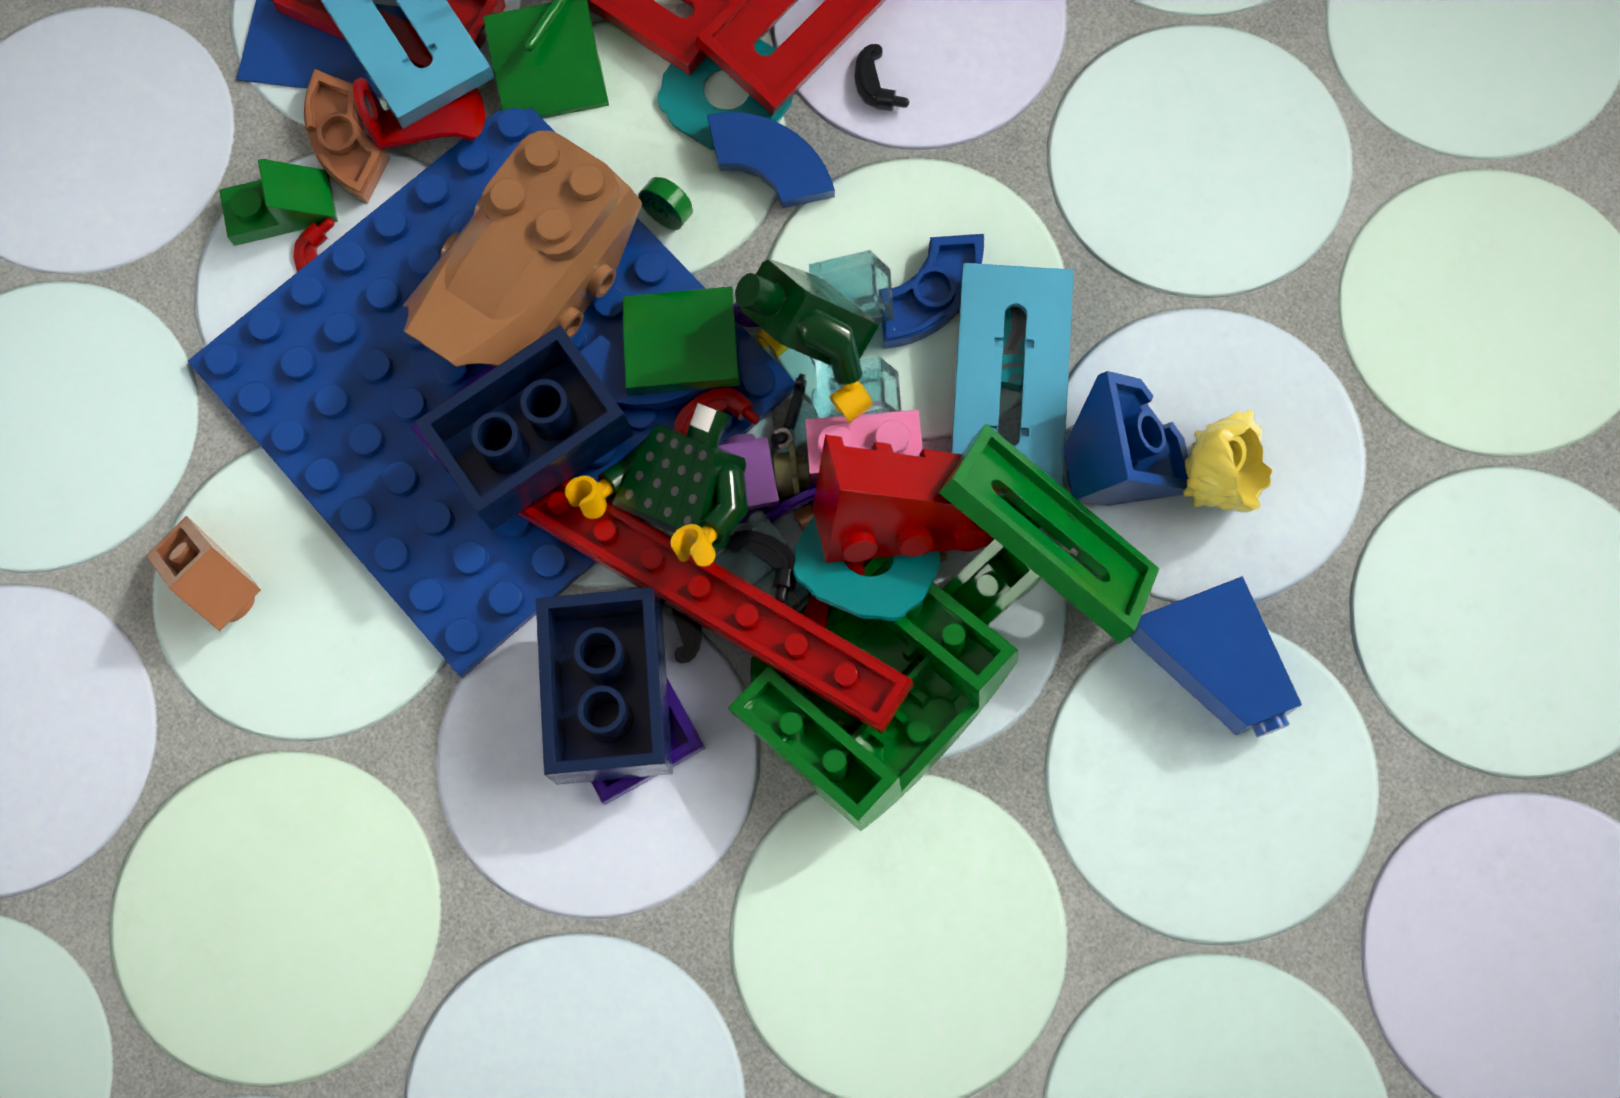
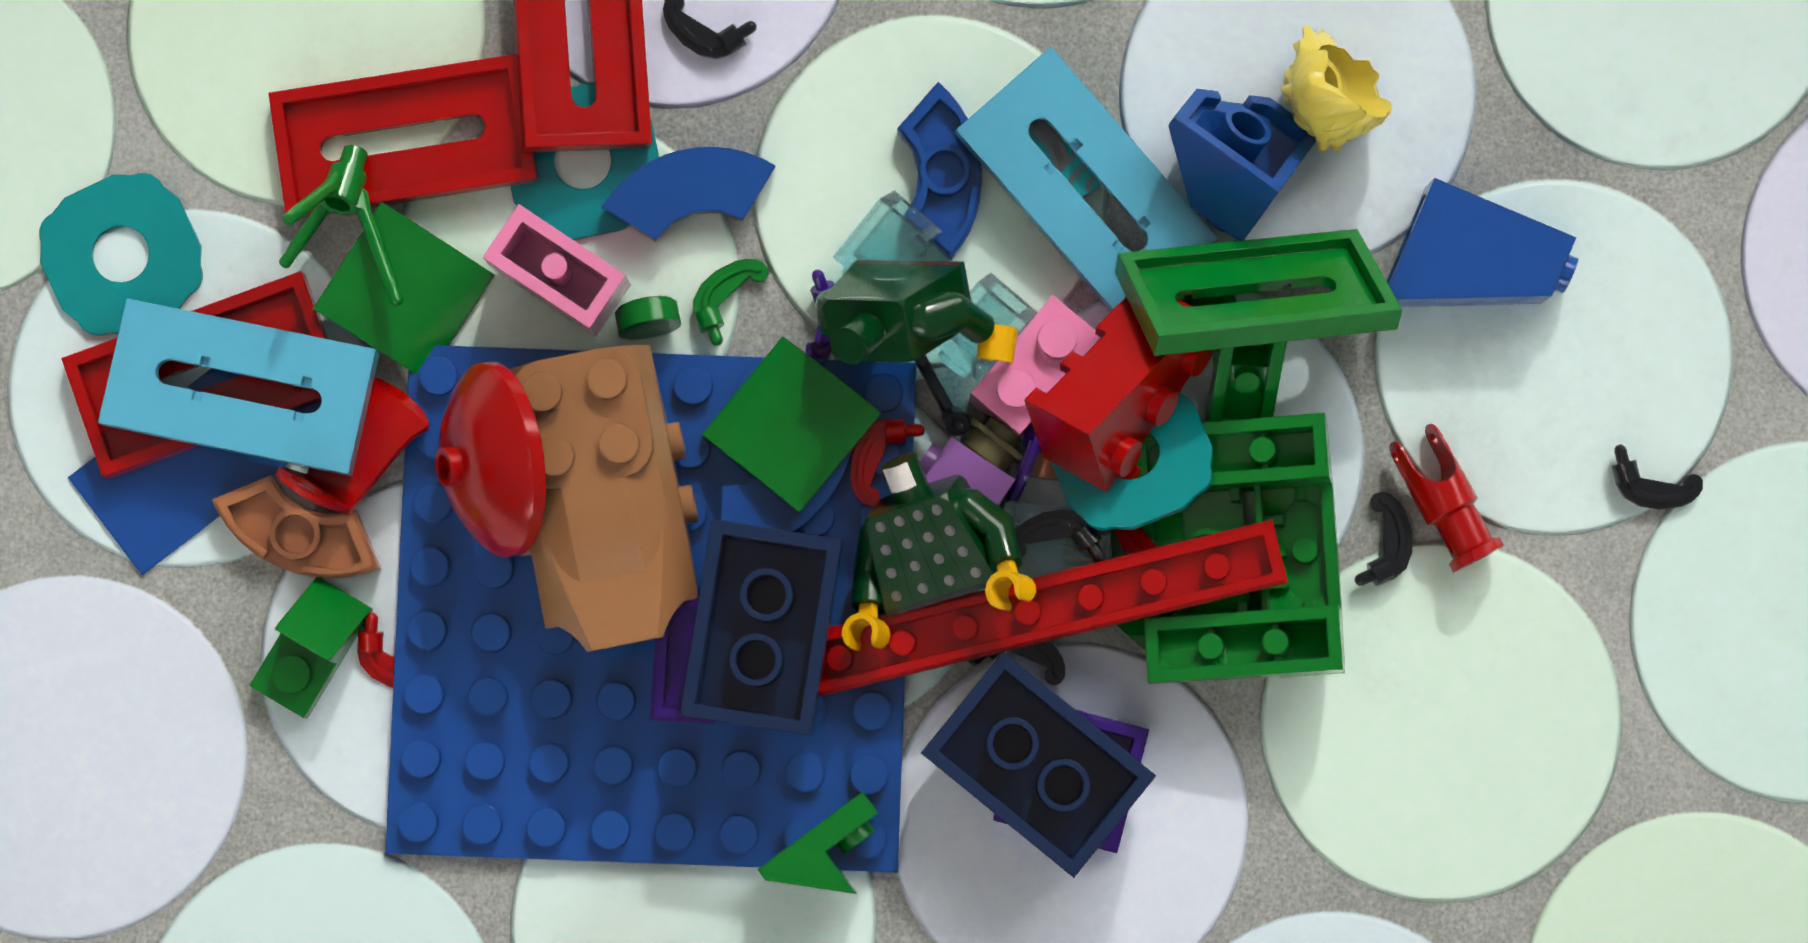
camera: 55 degrees left, 10 degrees up
(412, 603) = (807, 858): none -> green slope
(468, 167) = (493, 460): none -> red dish
(639, 120) = (557, 270): none -> bright pink brick
(726, 231) = (718, 289): none -> green piece
(985, 791) = (1396, 542): none -> black piece
(1042, 800) = (1447, 503): none -> red piece
(1188, 928) = (1649, 492): none -> black piece

